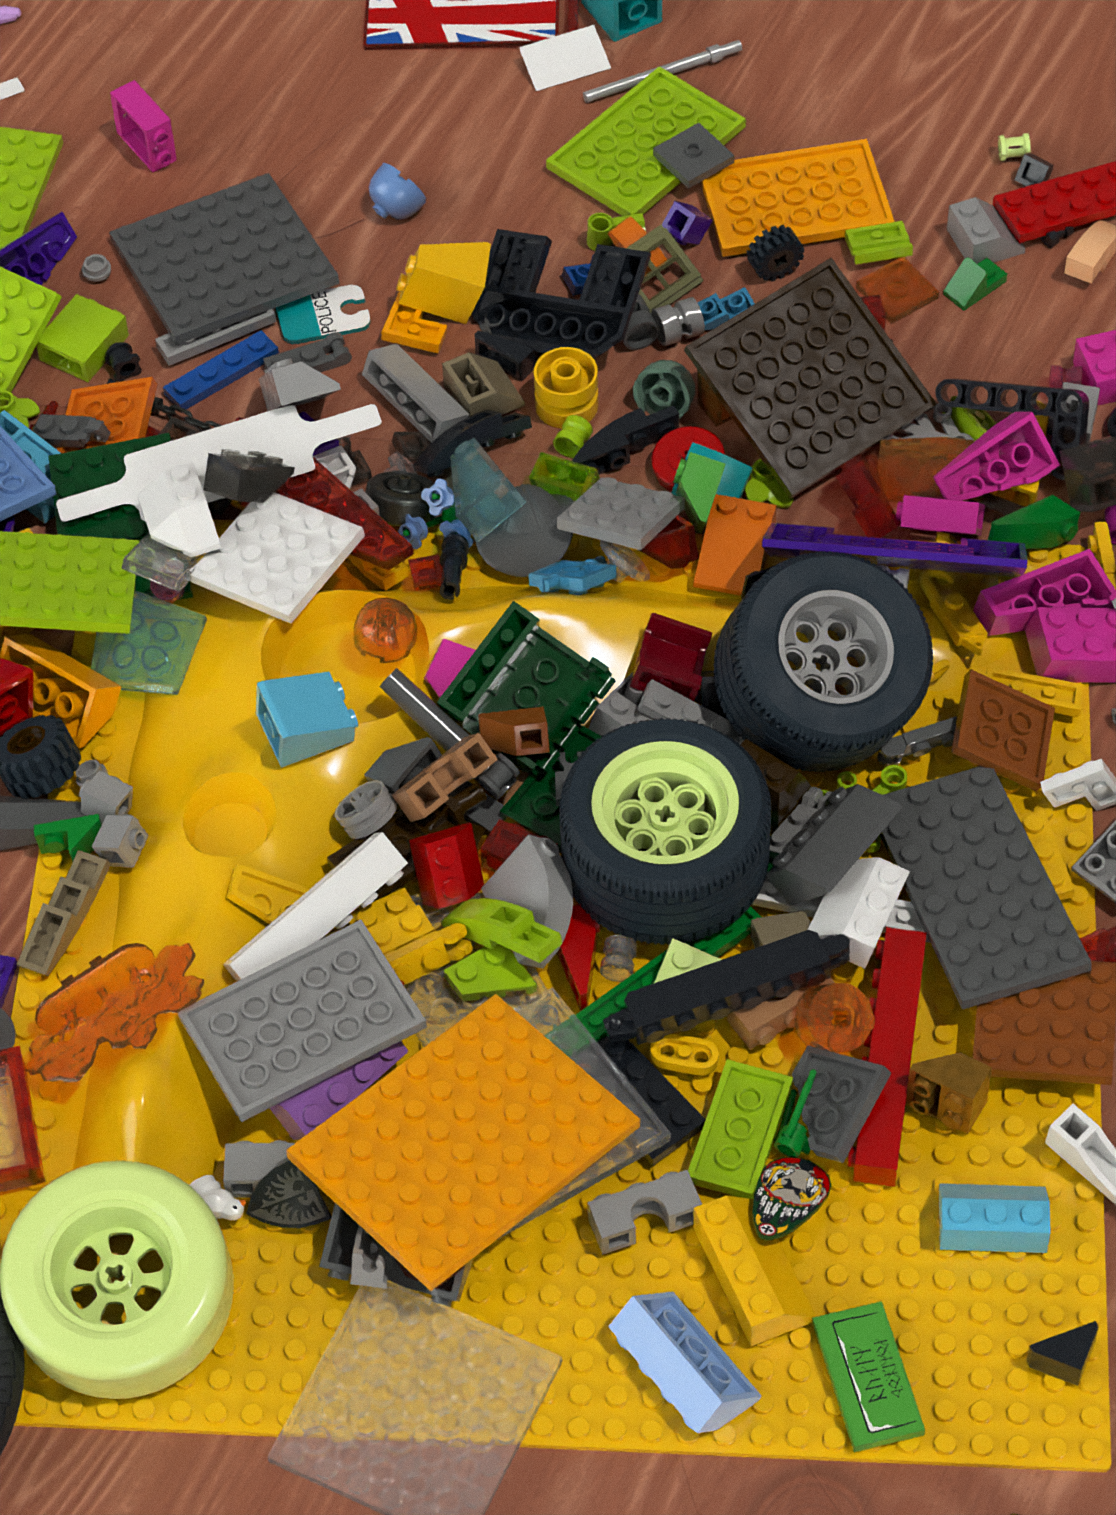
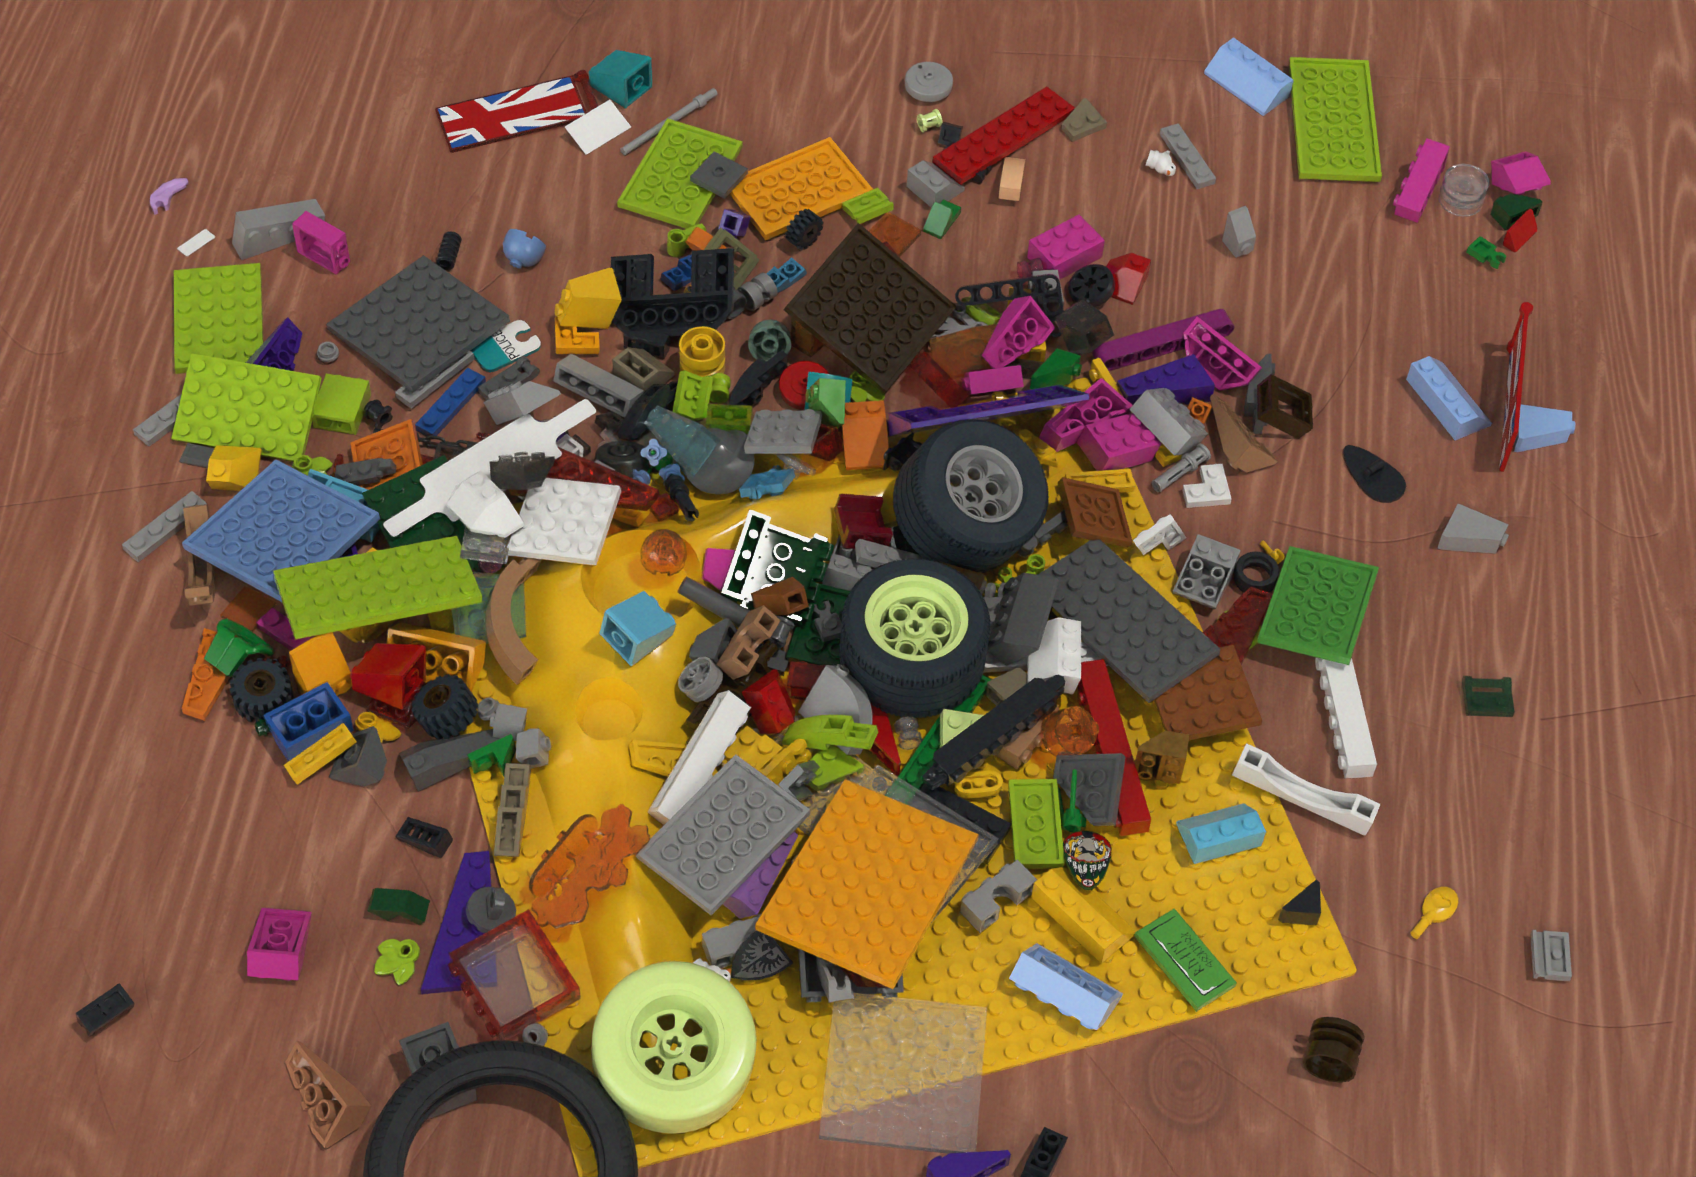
camera: 25 degrees left, 0 degrees up
(83, 91) = (269, 227): none -> light grey wedge
(140, 702) = (502, 637): none -> medium nougat arch
(302, 174) = (448, 250): none -> black piece
(430, 978) = (795, 780): none -> dark grey bracket
(528, 435) = (692, 395): none -> lime bracket
(1035, 94) = (928, 81): none -> light grey wheel

